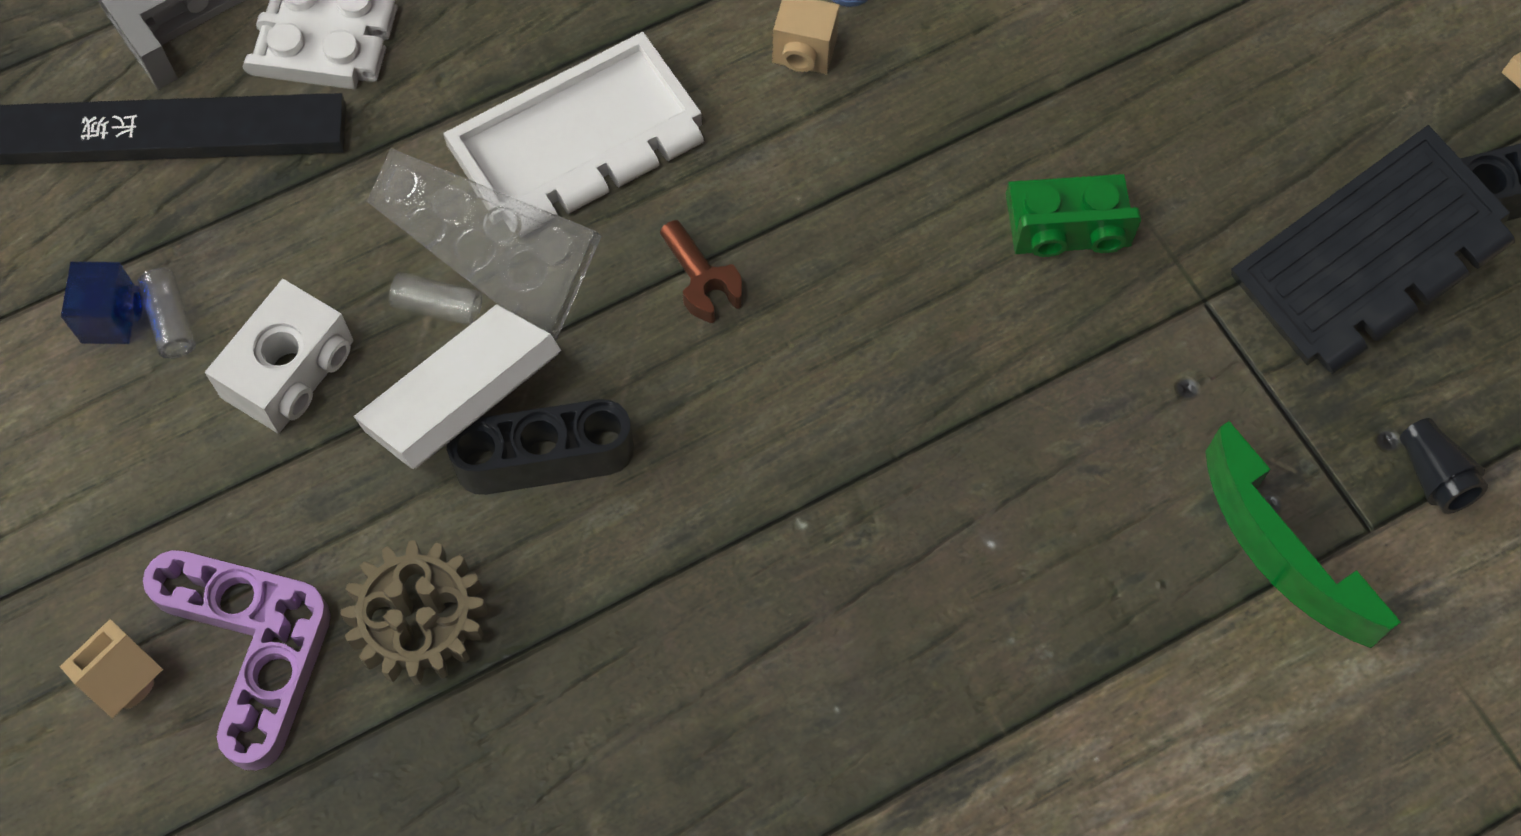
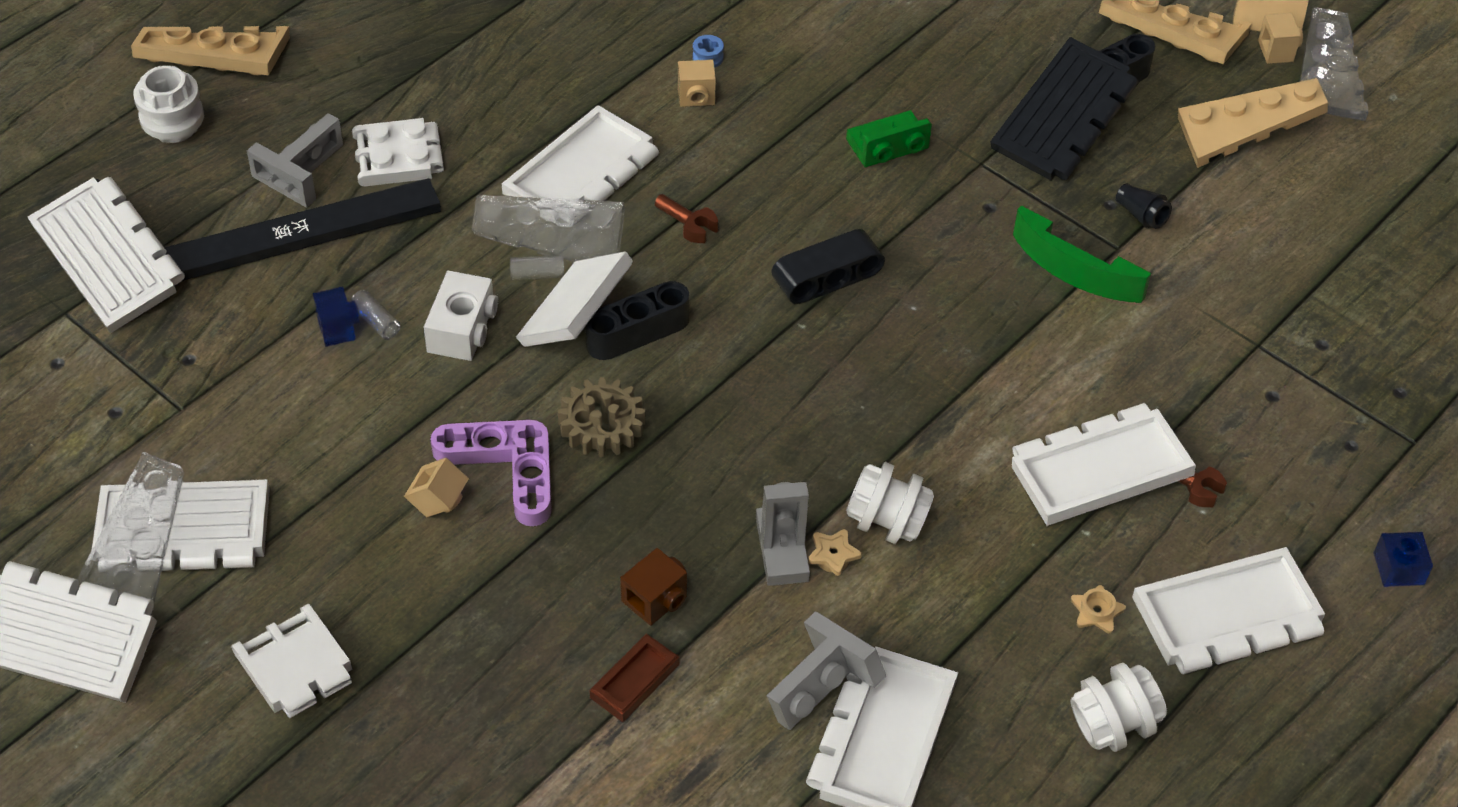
camera: 20 degrees left, 15 degrees down
(878, 433) = (828, 266): none -> black beam

